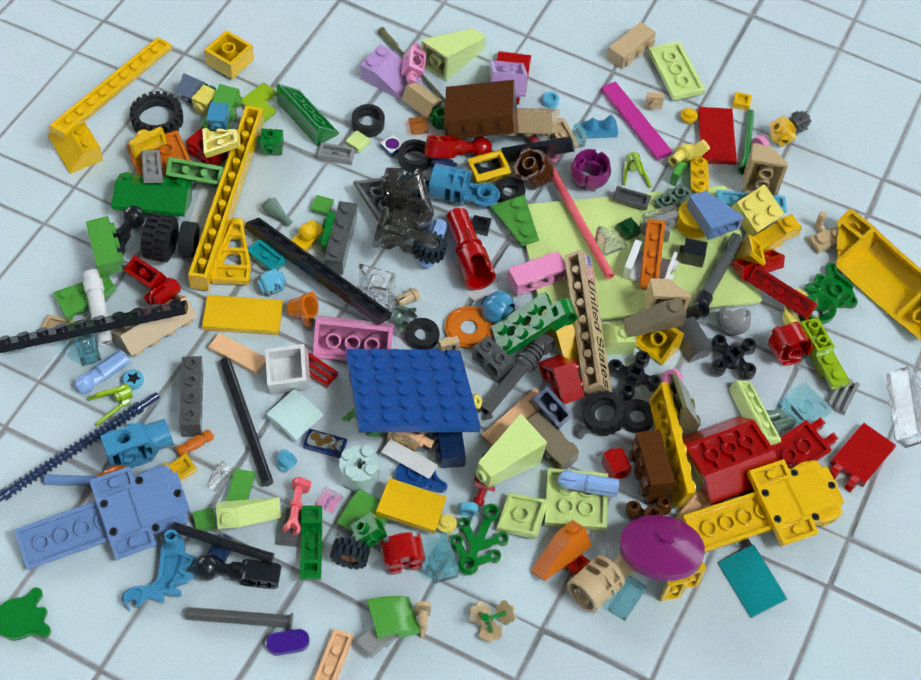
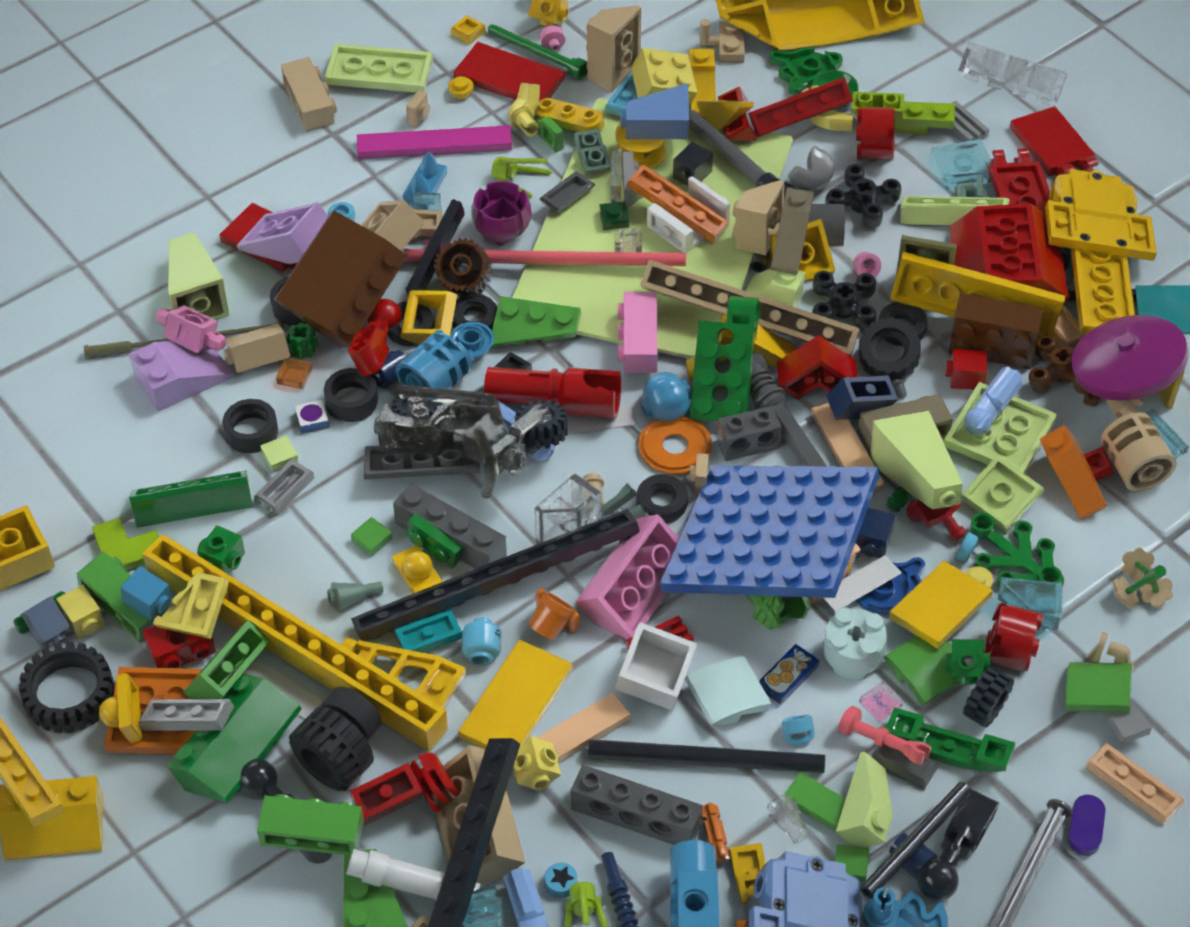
camera: 60 degrees left, 5 degrees down
(197, 337) = (536, 764): none -> light yellow brick

